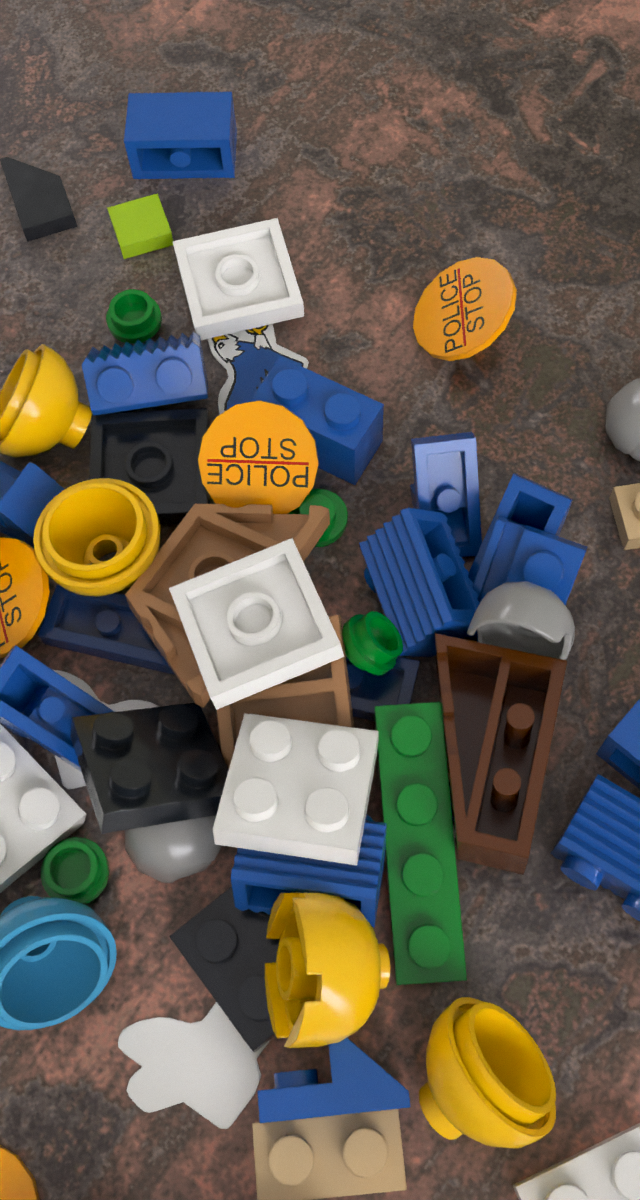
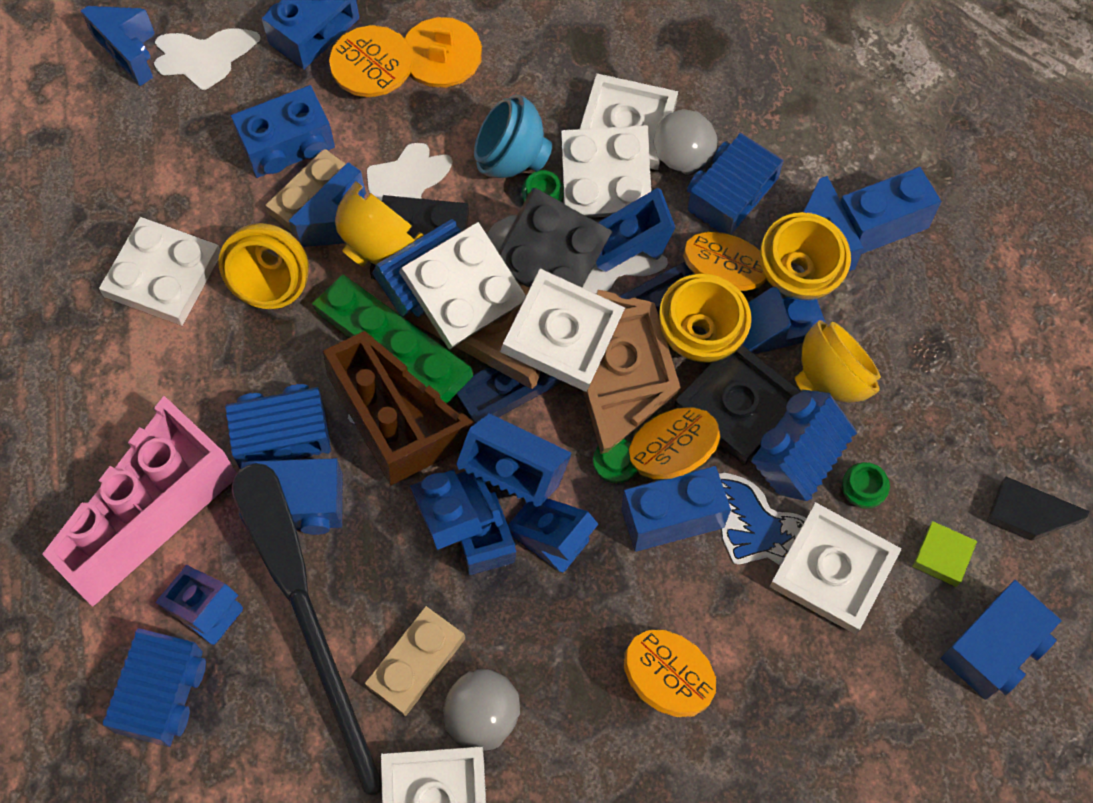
camera: 130 degrees right, 0 degrees up
(372, 642) = (504, 395): green plate -> none
(524, 620) = (428, 461): light grey hair -> none

